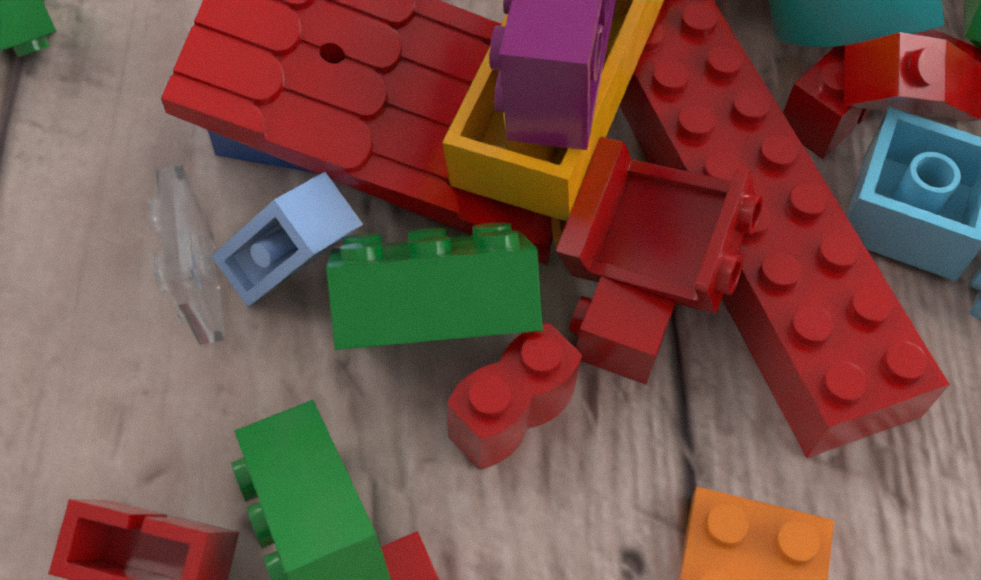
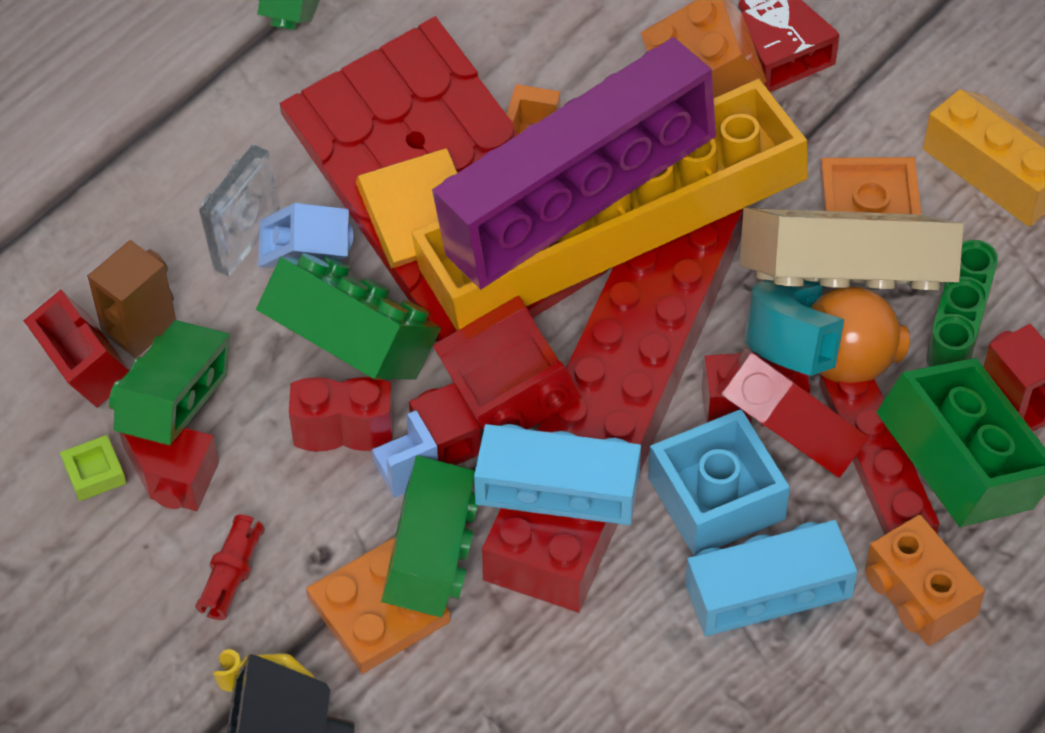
camera: 45 degrees right, 5 degrees down
(159, 440) = (132, 297): none -> dark orange brick
(395, 120) = (403, 201): none -> light orange tile
(619, 387) = (397, 457): none -> light blue panel
(755, 459) = (431, 537): none -> green brick
(840, 286) = (557, 474): none -> medium azure brick

